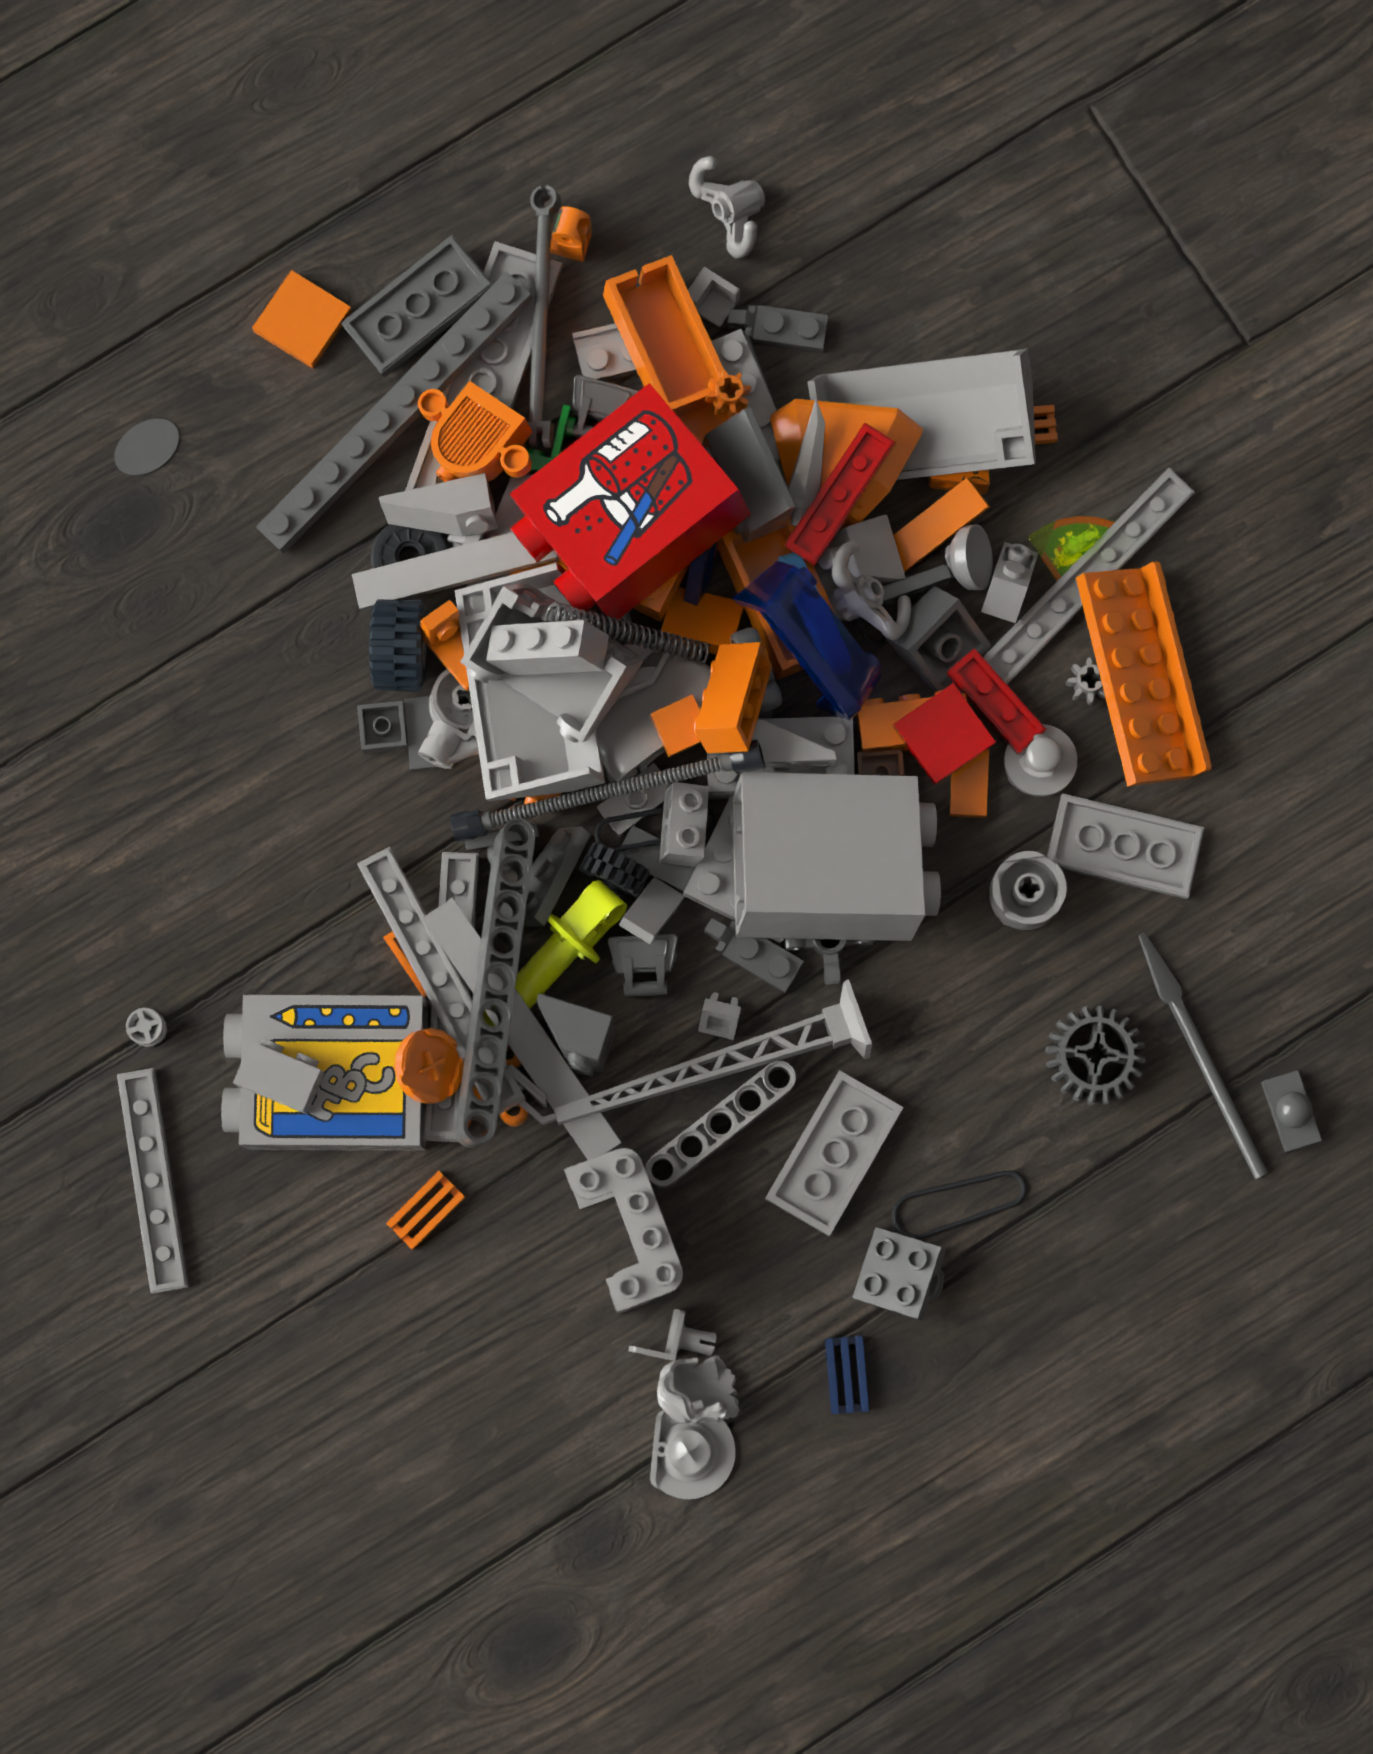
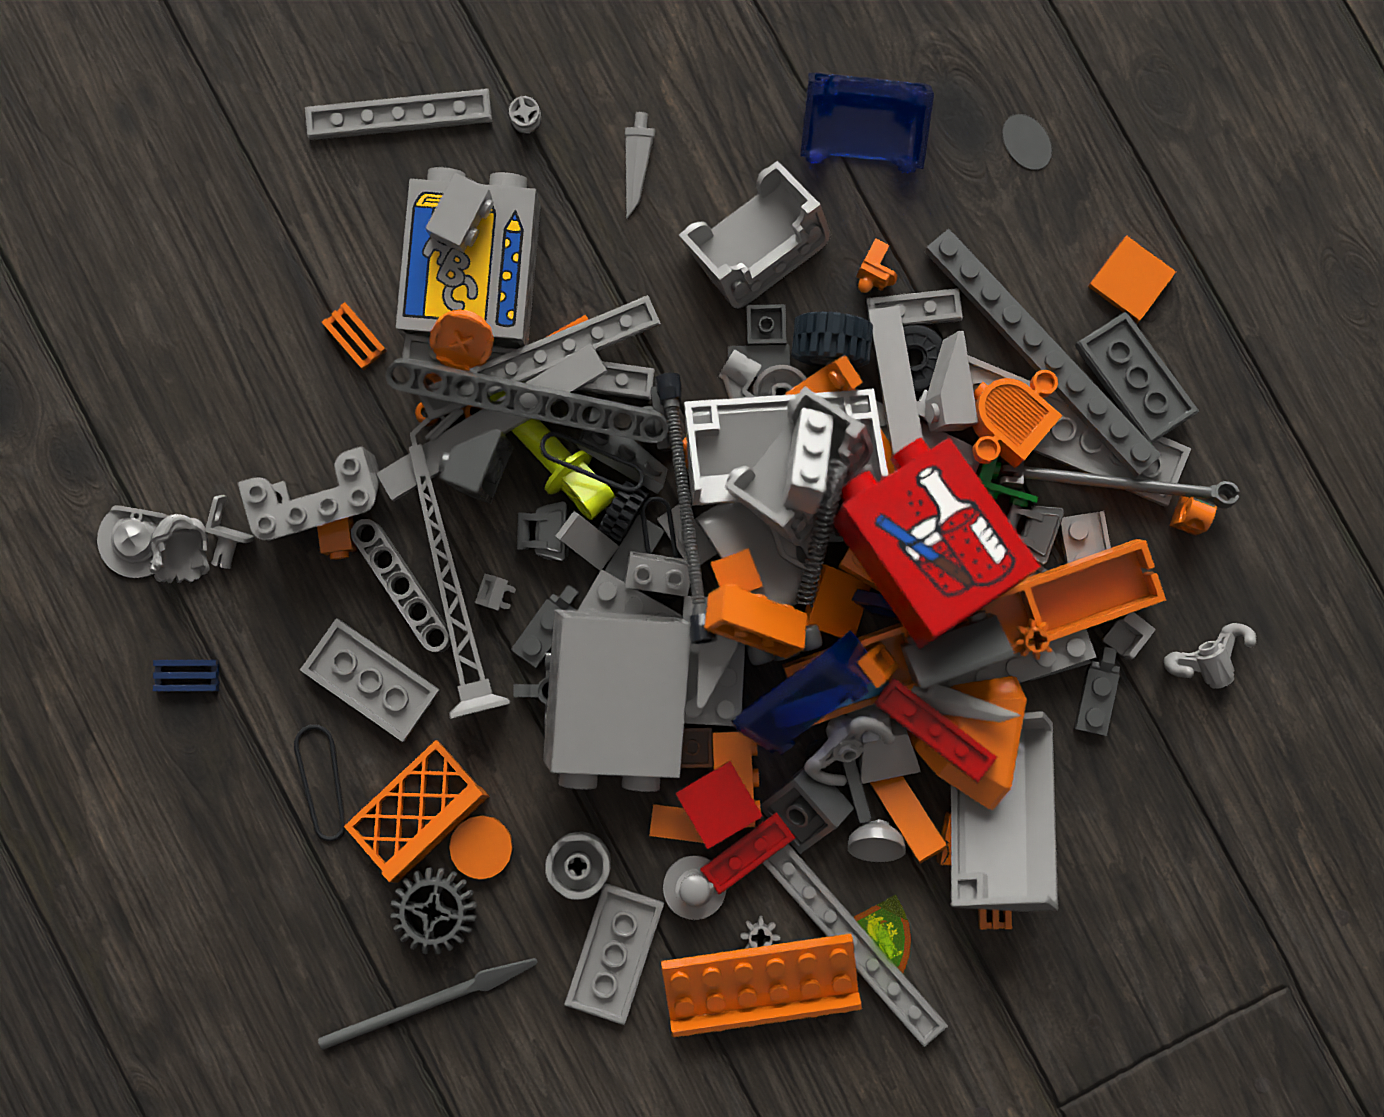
camera: 90 degrees right, 5 degrees up
(131, 626) = (866, 120): none -> clear blue windscreen
(187, 892) = (638, 149): none -> light grey bar
(278, 740) = (760, 238): none -> light grey windscreen
(310, 611) = (872, 272): none -> orange piece
(349, 552) = (923, 307): none -> light grey tile
(547, 901) = (587, 473): none -> black piece
(675, 1204) = (336, 538): none -> orange brick
(770, 561) = (878, 664): none -> orange tile
(900, 1274) = (261, 727): plate -> none
(1005, 1064) = (429, 835): none -> orange fence
(1010, 582) = (853, 875): light grey slope -> none
(1017, 1008) = (481, 847): none -> orange tile
(1291, 1111) = (373, 1075): dark grey tile -> none

